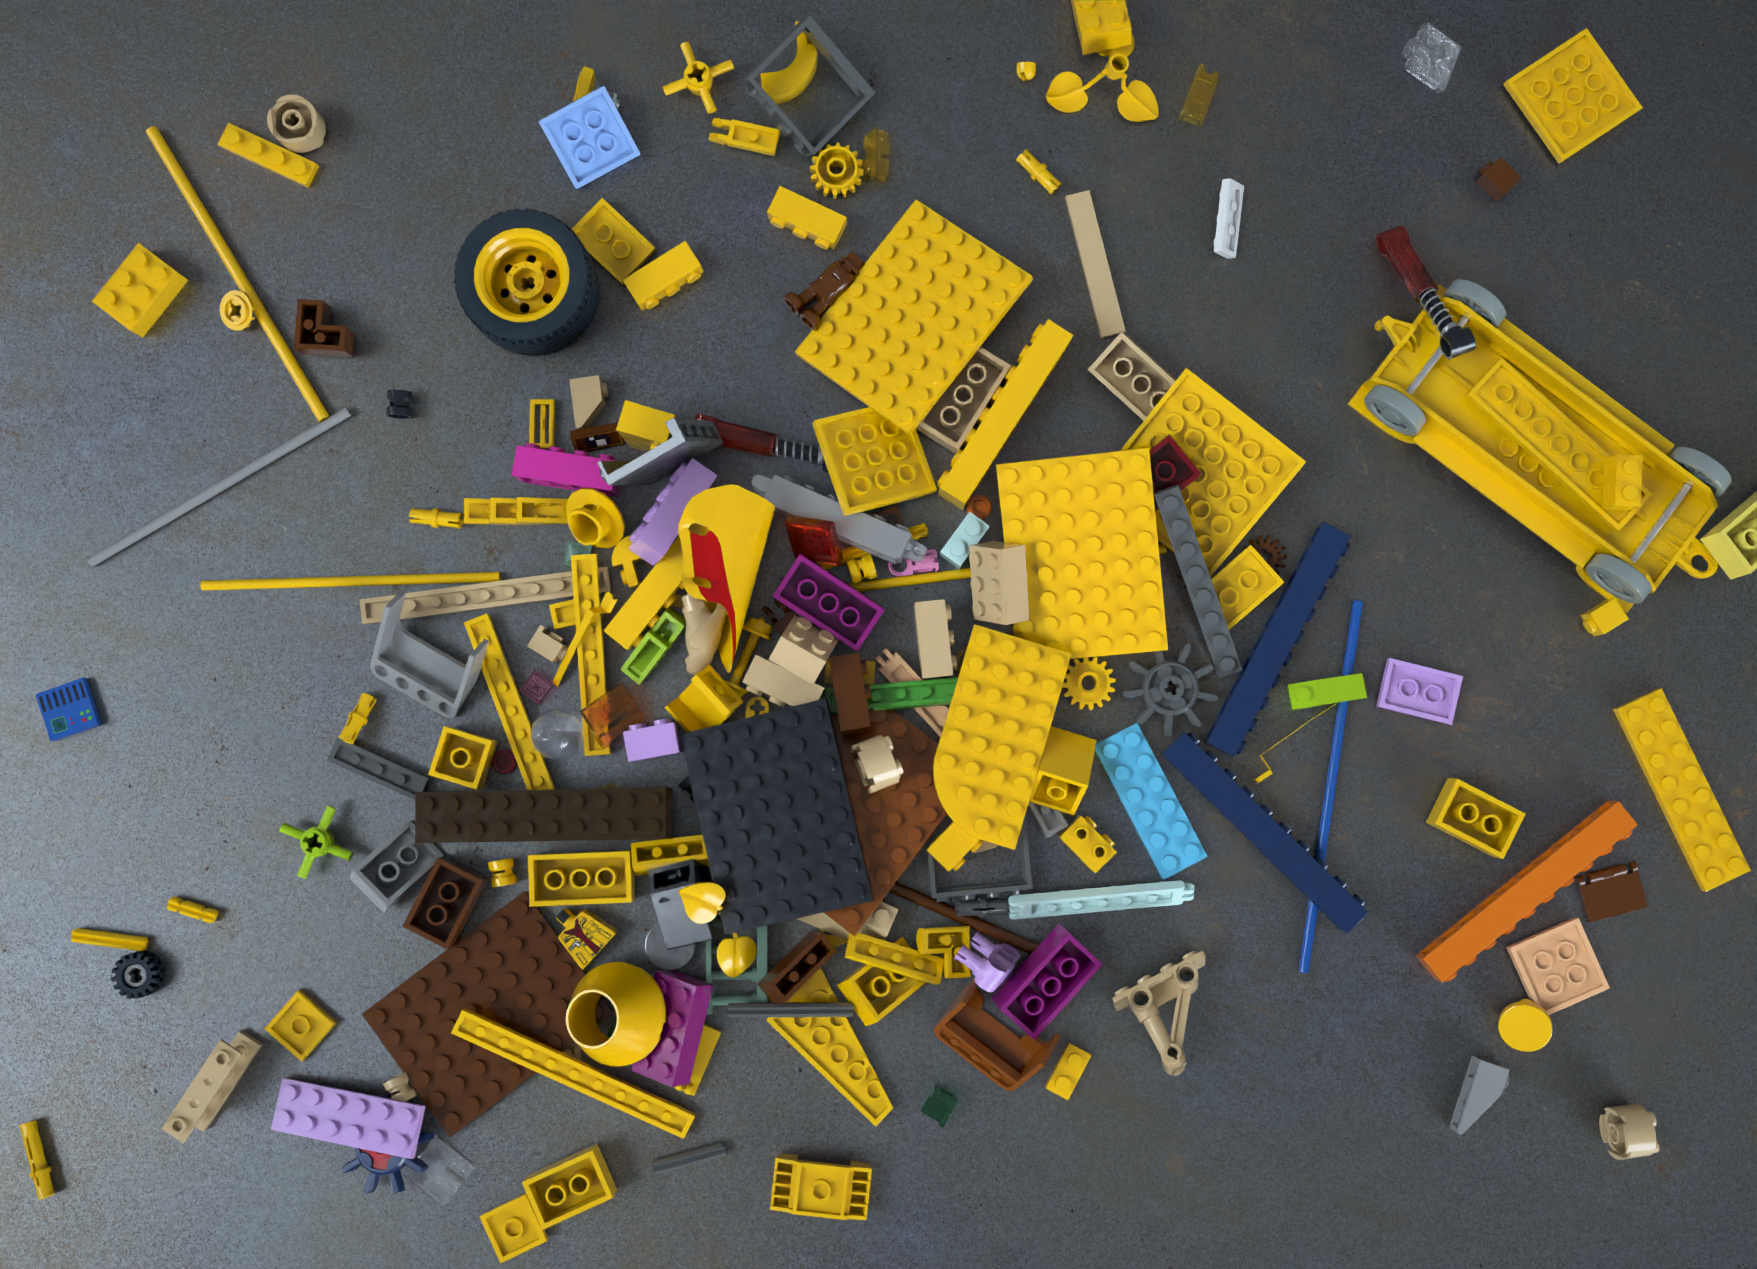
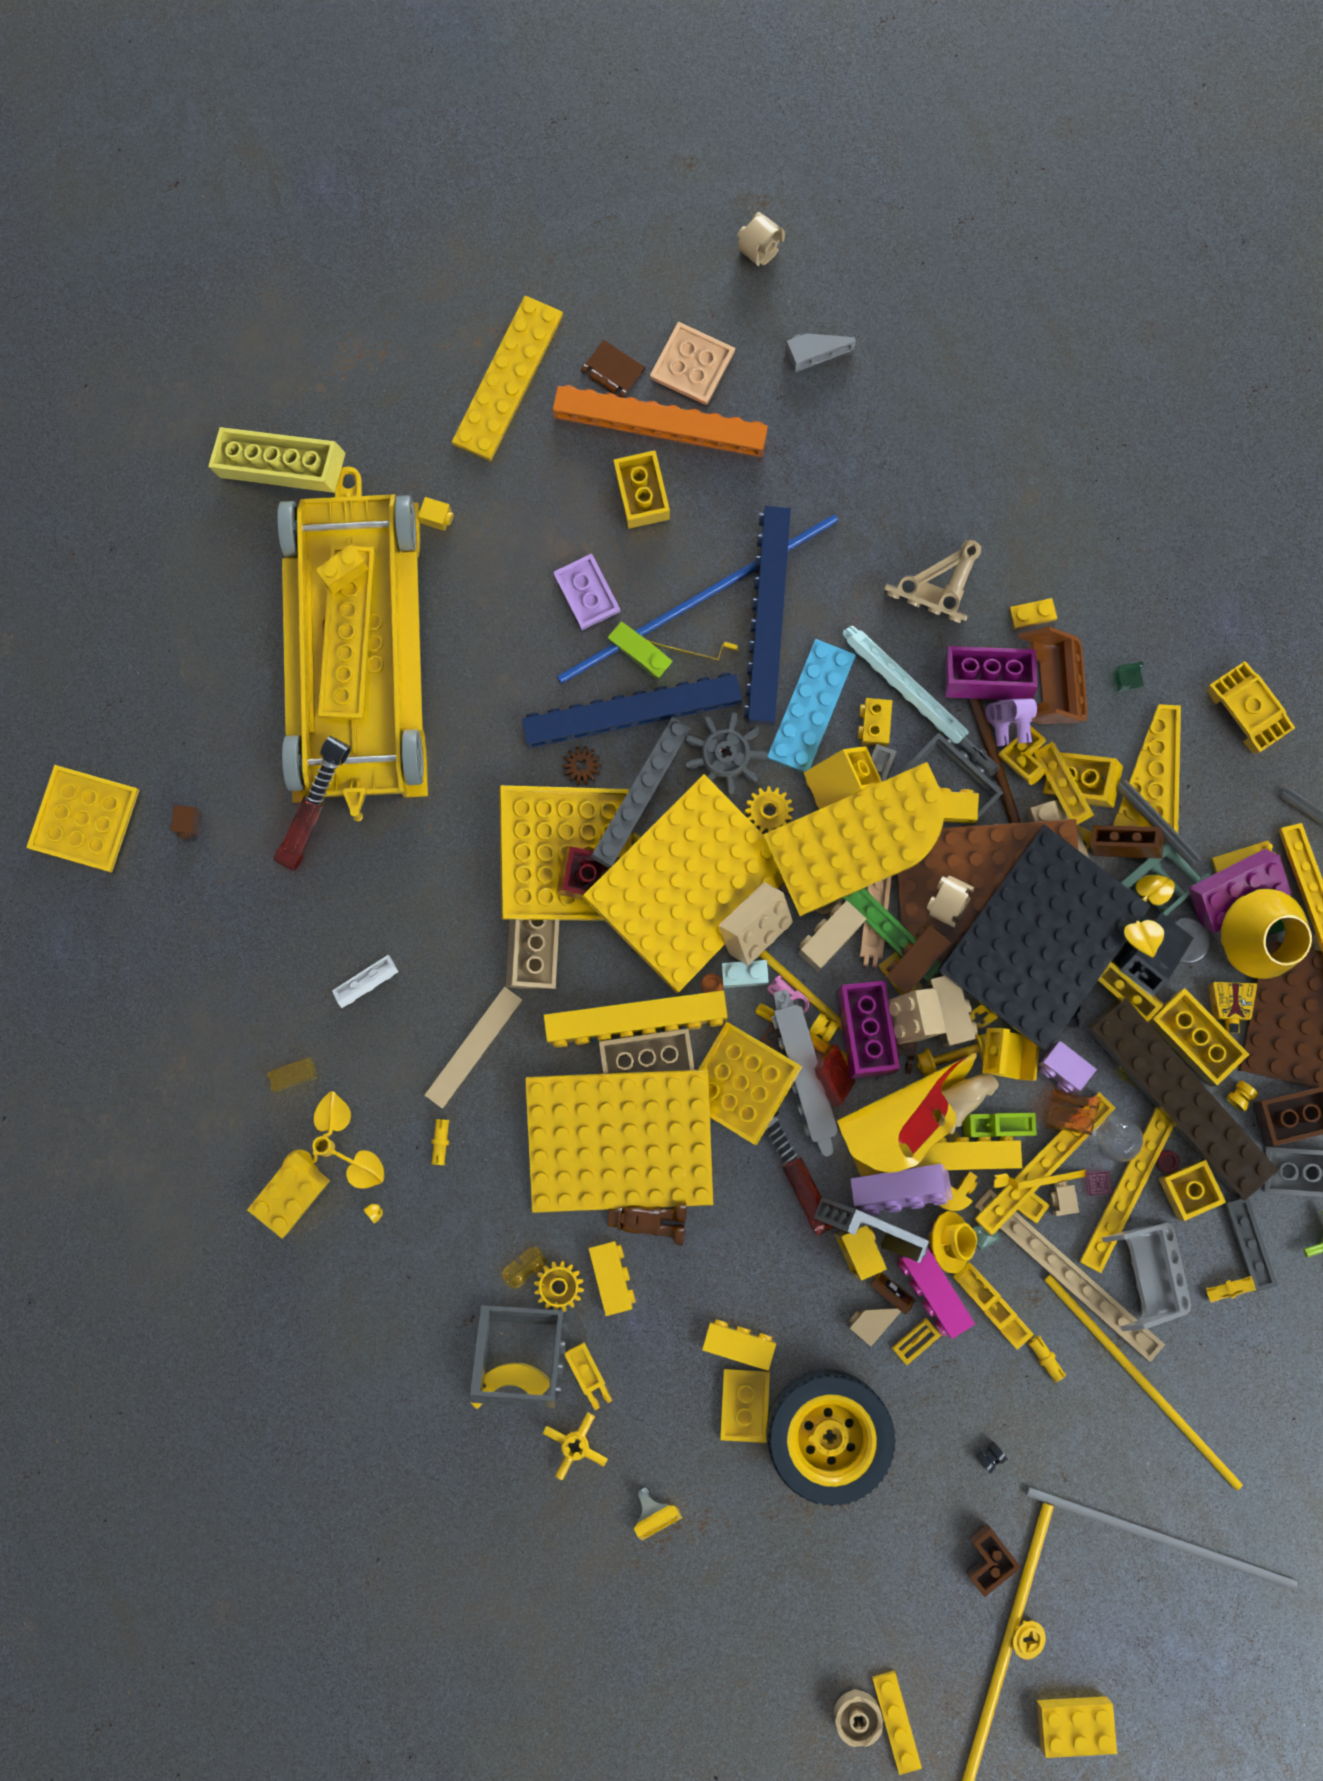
camera: 125 degrees left, 5 degrees down
(589, 137) = (685, 1487): light blue plate -> none
(1244, 585) = (614, 762): yellow plate -> none
(1431, 57) = (133, 936): clear plate -> none
(1525, 1026) = (749, 353): yellow tile -> none

